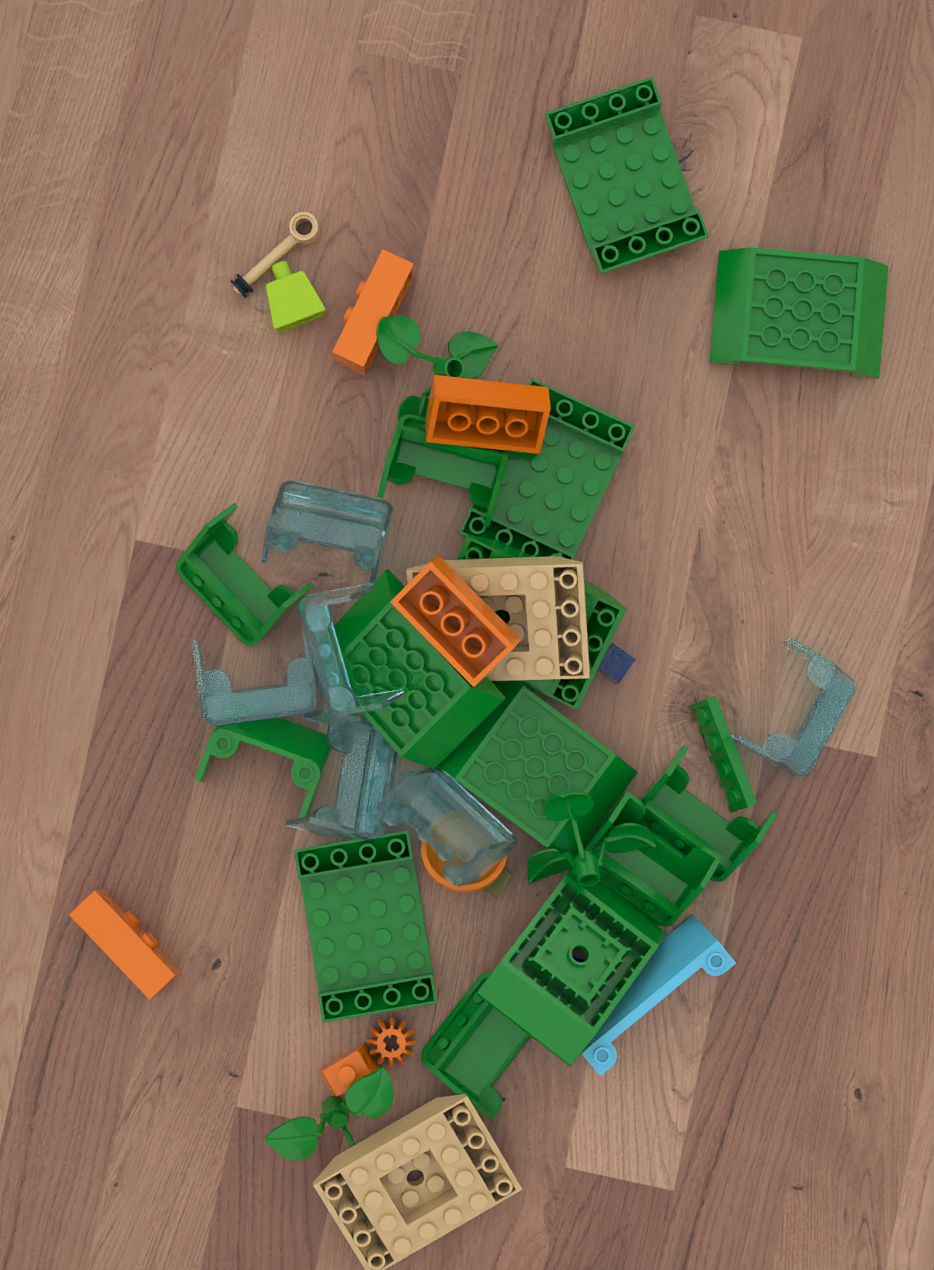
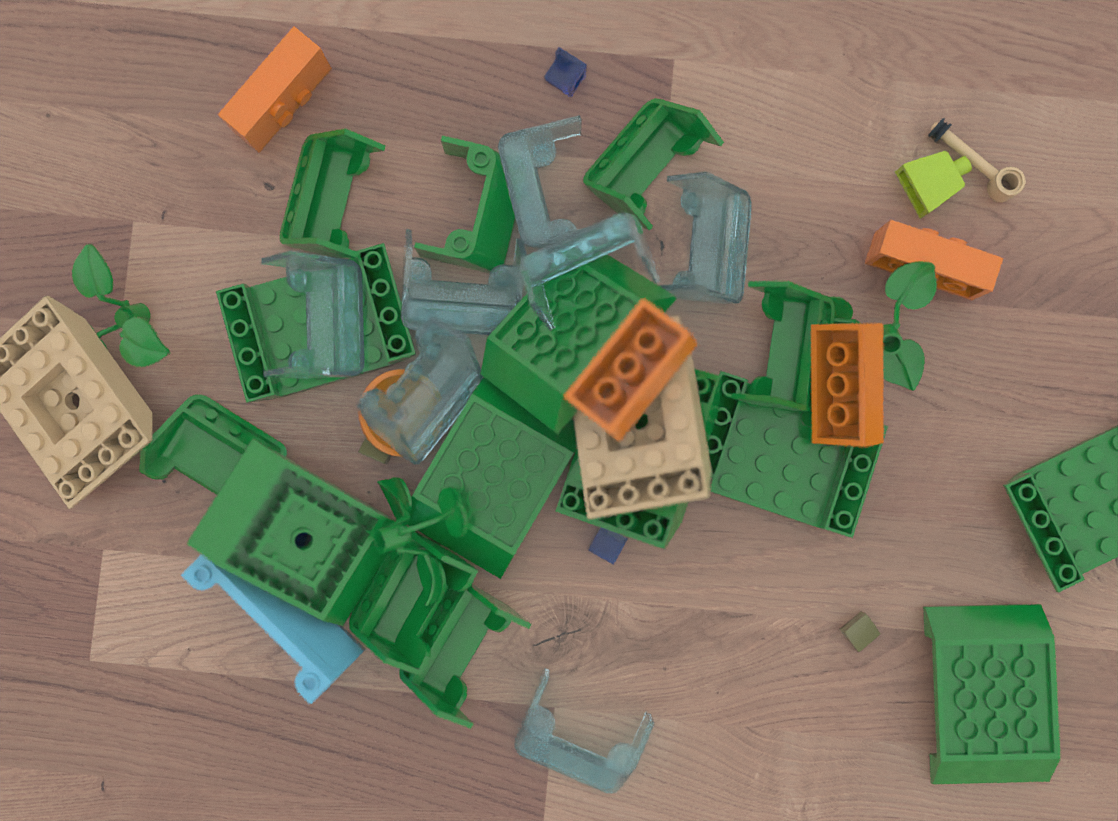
camera: 90 degrees right, 0 degrees up
(138, 651) = (566, 72): none -> clear blue panel
(233, 911) = (322, 190): none -> green windscreen
(348, 1068) = (172, 322): orange torso -> none
(362, 910) = (332, 315): none -> clear light blue windscreen
(381, 1042) = (200, 372): orange gear -> none
(724, 754) = (527, 666): green hinge -> none
(726, 427) = (860, 631): none -> olive slope

